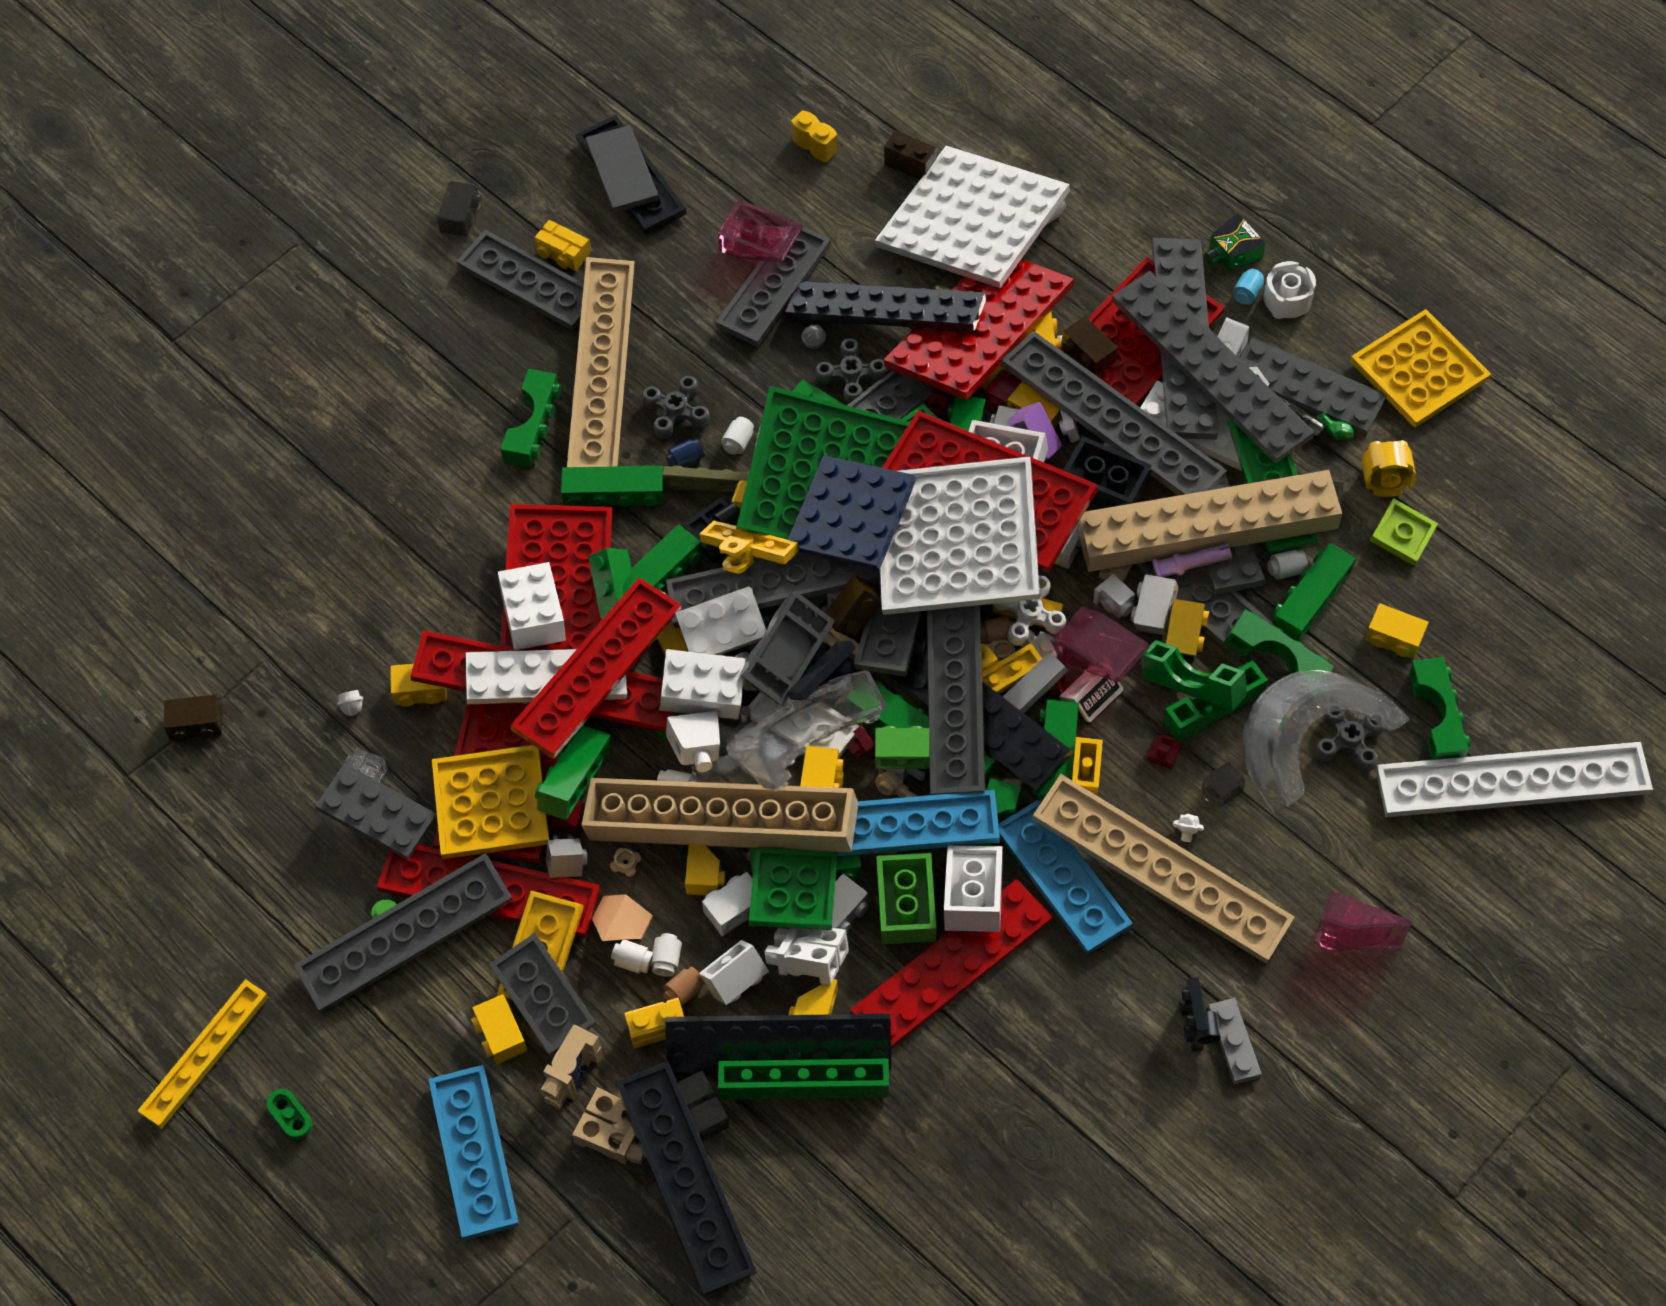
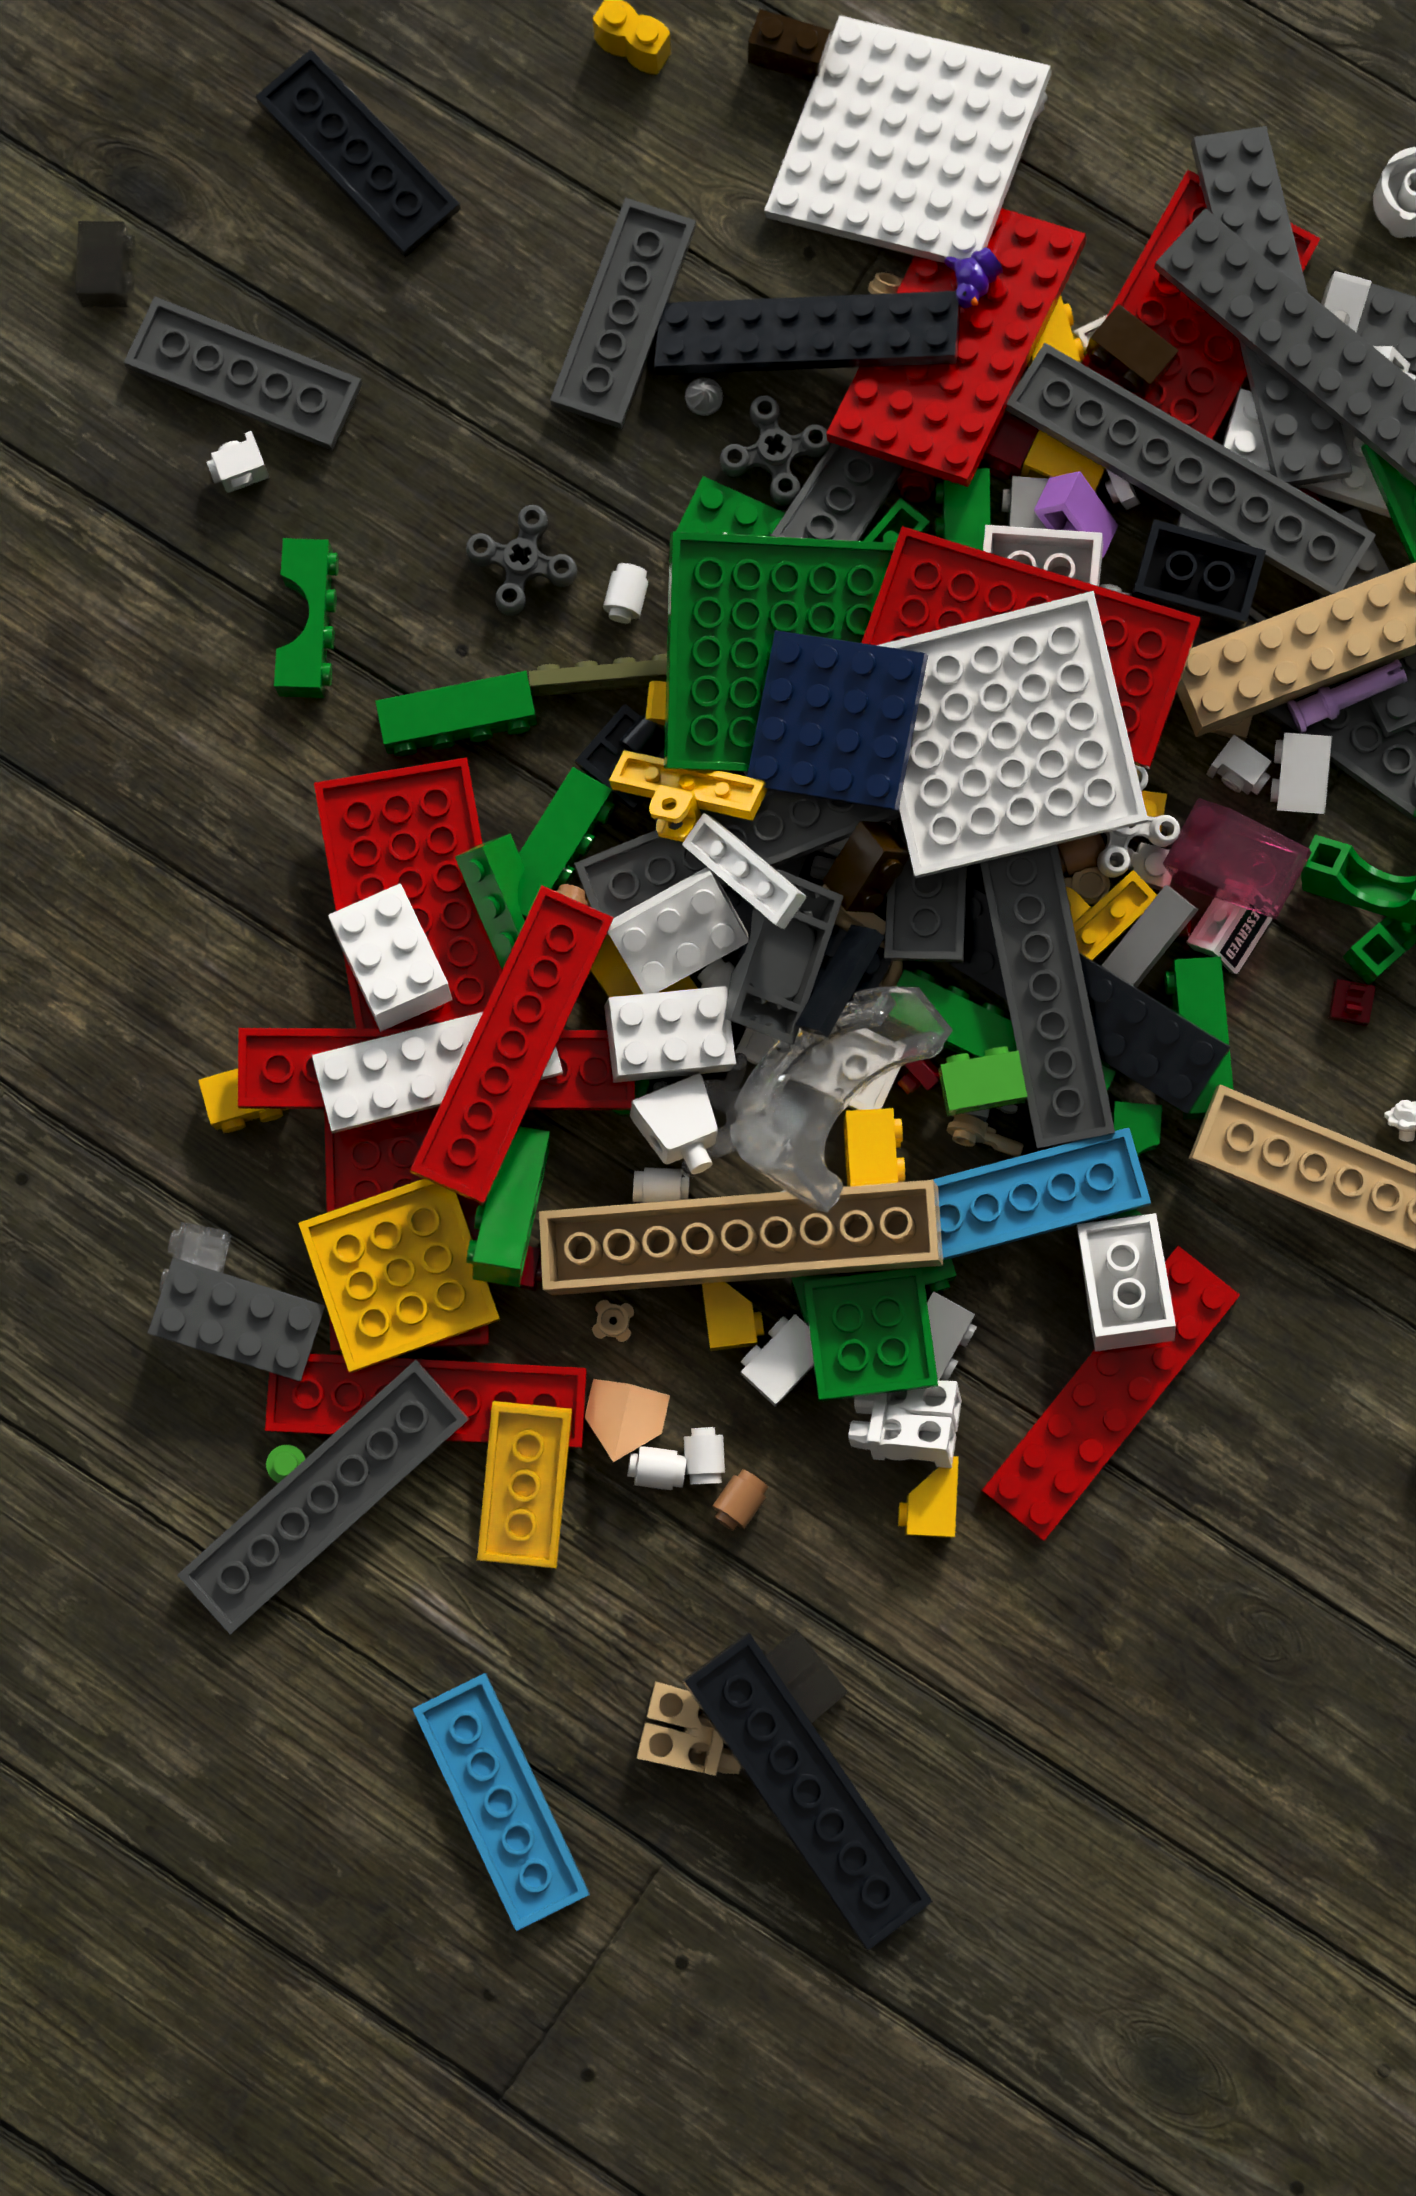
camera: 10 degrees left, 20 degrees up
(203, 1054) = (82, 1729): yellow plate -> none
(291, 1115) = (229, 1796): green plate -> none
(350, 702) = (151, 1143): white plate -> none
(499, 1028) = (493, 1614): yellow brick -> none
(512, 328) = (238, 464): none -> white brick
(541, 992) = (545, 1554): dark grey plate -> none
(562, 246) = (281, 304): yellow brick -> none
(565, 857) = (526, 1334): light grey brick -> none
(569, 1065) = (608, 1659): tan hips -> none
(601, 363) = (392, 508): tan plate -> none
(622, 168) = (344, 150): dark grey tile -> none
(648, 1023) = (714, 1564): yellow brick -> none
(685, 454) = (553, 640): dark blue brick -> none
(703, 1041) = (895, 1565): black plate -> none
(734, 972) = (808, 1469): white brick -> none
(757, 234) = (585, 235): clear pink slope -> none
(771, 588) = (744, 871): none -> white plate
(803, 1079) = (941, 1612): green brick -> none
(906, 898) = (1030, 1310): bright green brick -> none
(996, 286) = (974, 275): none -> dark purple animal
(1064, 880) = (1246, 1235): dark azure plate -> none
(1087, 763) = (1252, 1056): yellow brick -> none
(1186, 626) = (1355, 803): yellow brick -> none
(1235, 244) = (1317, 122): torso -> none
(1248, 286) = (1349, 194): medium azure brick -> none

